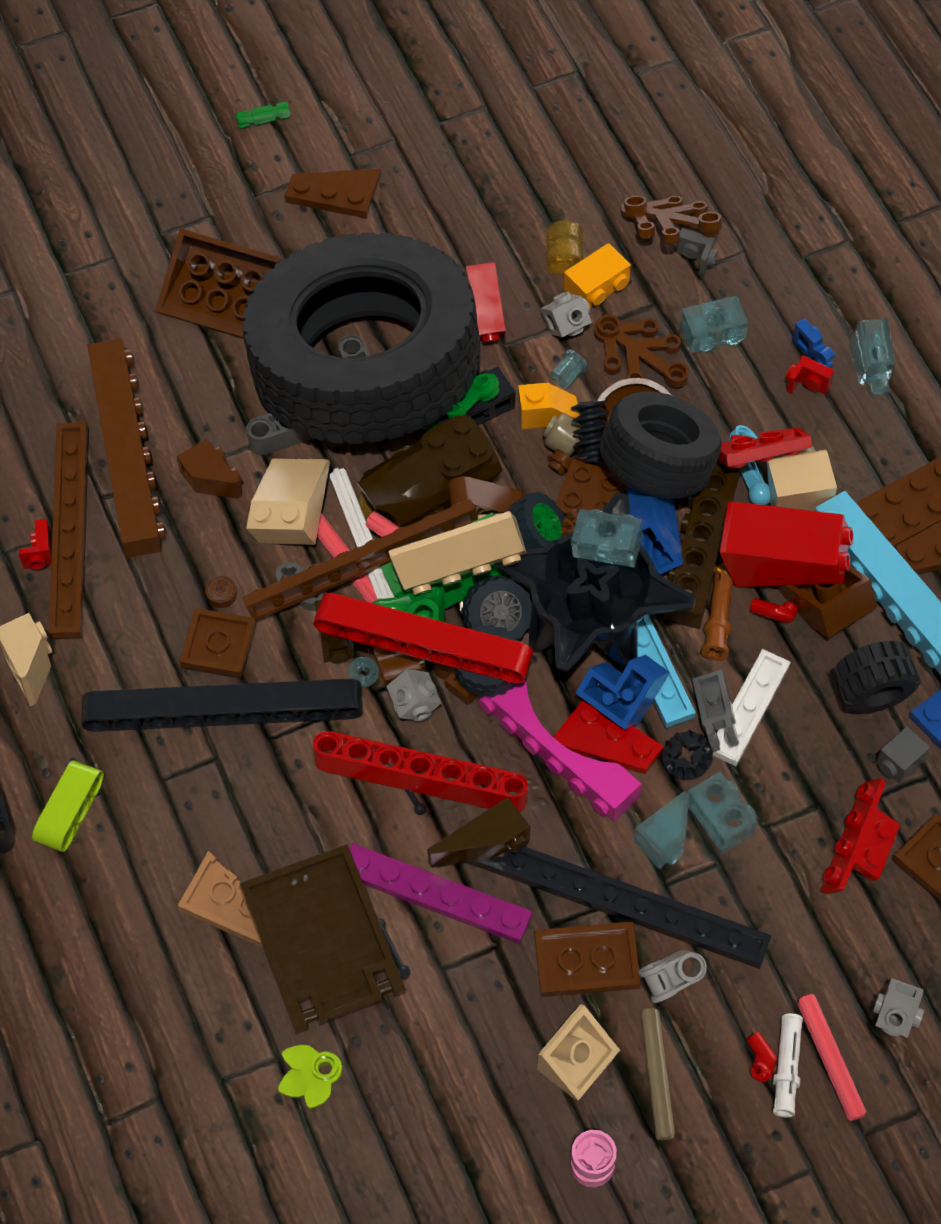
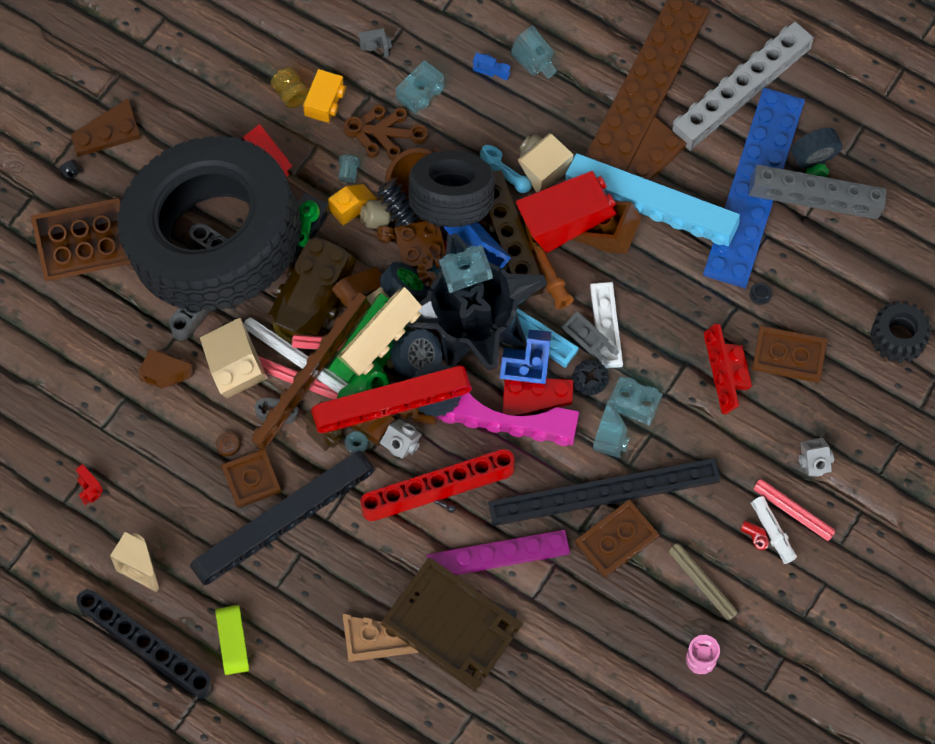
camera: 35 degrees left, 5 degrees up
(68, 531) = (98, 461): reddish brown plate -> none
(124, 448) = (95, 385): reddish brown brick -> none
(262, 114) = (18, 103): green axle -> none
(266, 208) = (70, 169): none -> black hinge
(305, 1077) = (499, 714): lime plate -> none
(485, 837) = (511, 499): dark brown slope -> none
(567, 314) = (323, 133): light grey brick -> none
(577, 1053) = (650, 599): tan slope -> none
(639, 209) = (320, 34): reddish brown plant -> none
(666, 975) = (671, 520): light grey piece -> none
(762, 449) = (512, 152): red wing -> none
(784, 613) = (582, 255): red arm -> none
(811, 374) = (502, 87): red bracket -> none
(876, 676) = (674, 262): black tyre -> none
(903, 755) = (717, 301): dark grey brick -> none

